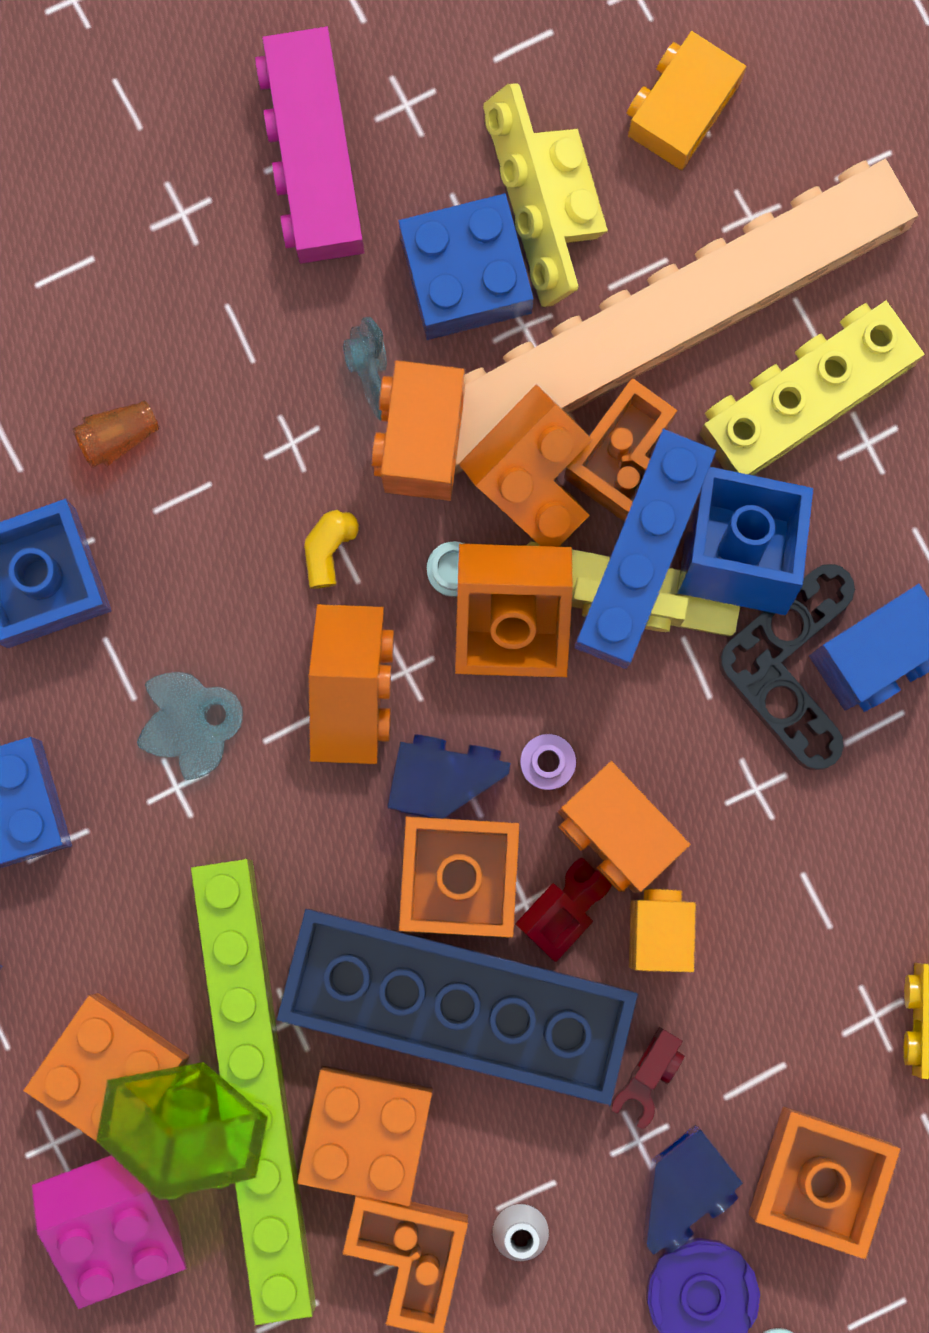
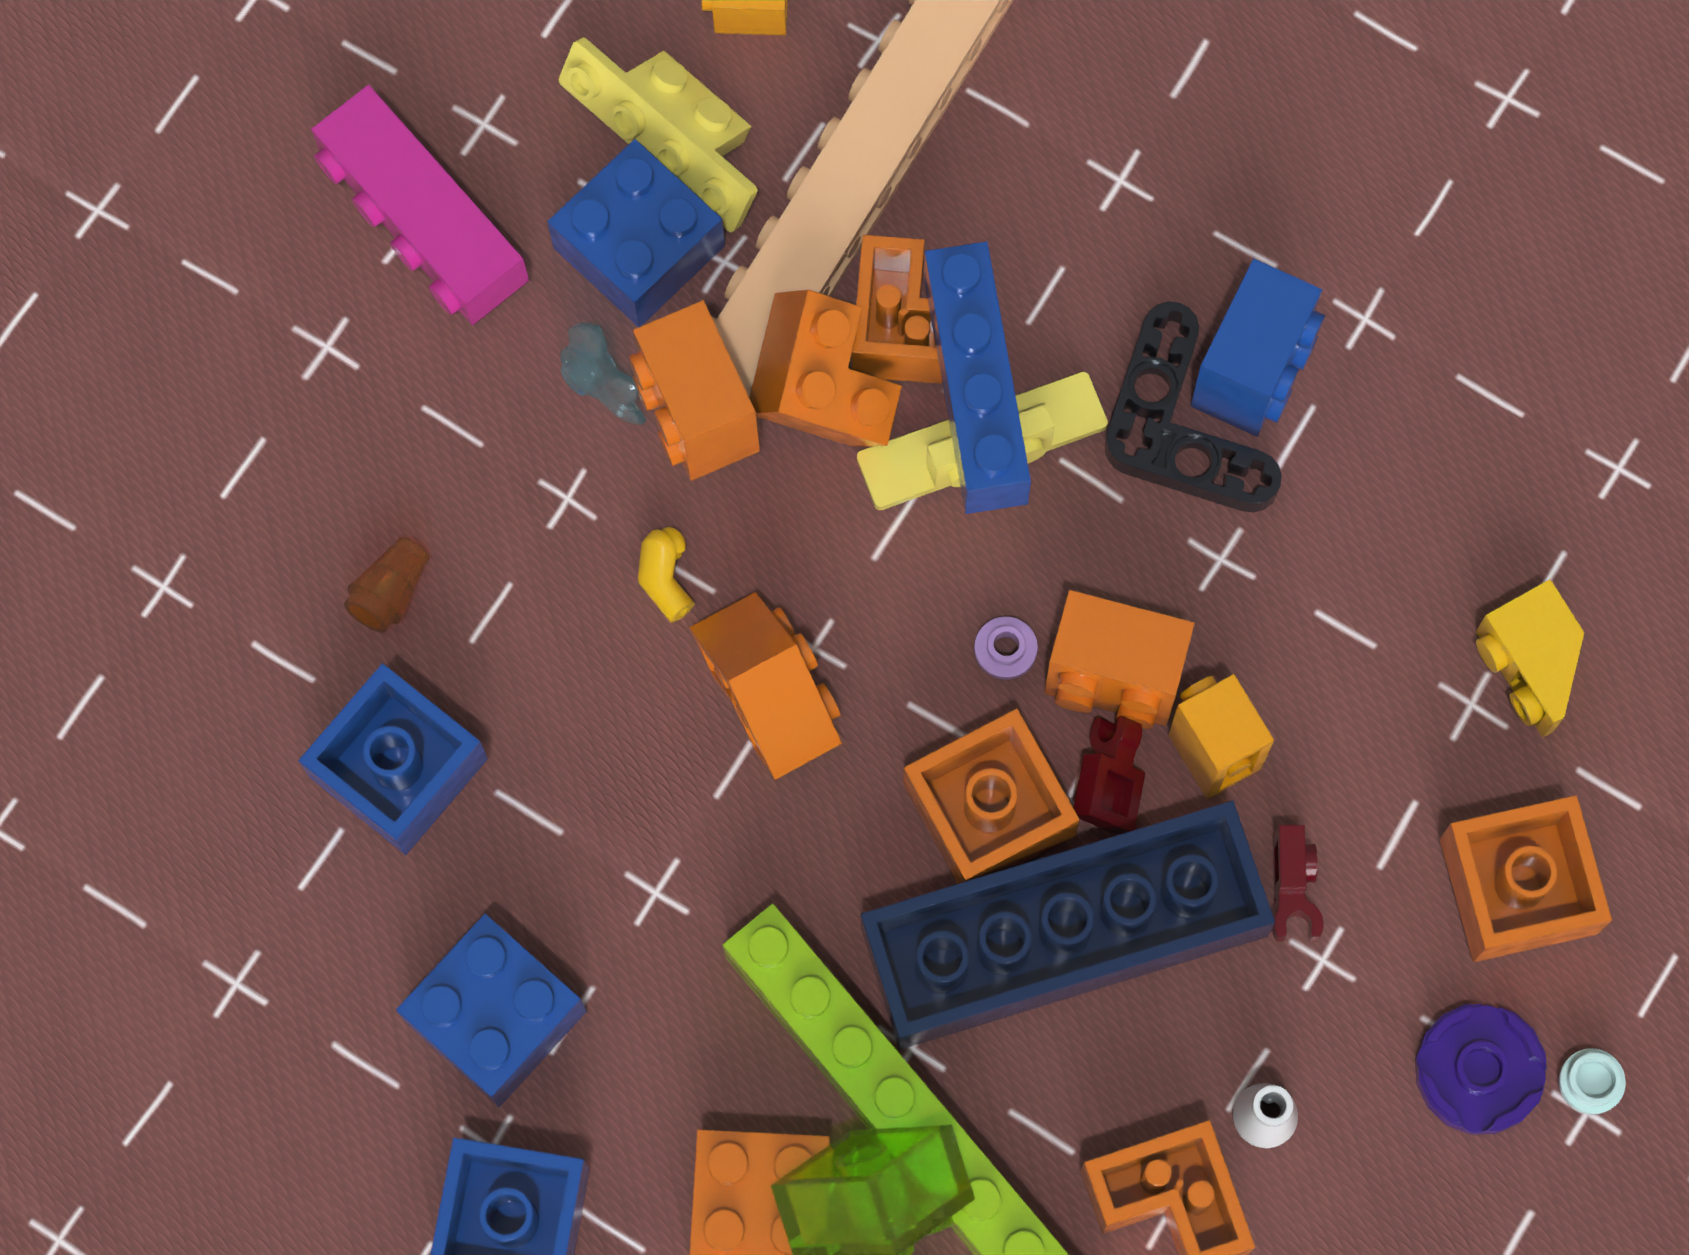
camera: 30 degrees left, 10 degrees down
(182, 723) = (626, 827): clear light blue plate -> none
(365, 1135) = (1054, 1106): orange brick -> none
(440, 781) = (912, 720): clear blue slope -> none
(443, 568) = (800, 521): light aqua plate -> none
(513, 610) = (884, 516): orange brick -> none
(683, 1187) = (1393, 969): clear blue slope -> none
(746, 541) = (1069, 325): blue brick -> none
(812, 391) = (1039, 156): light yellow brick -> none

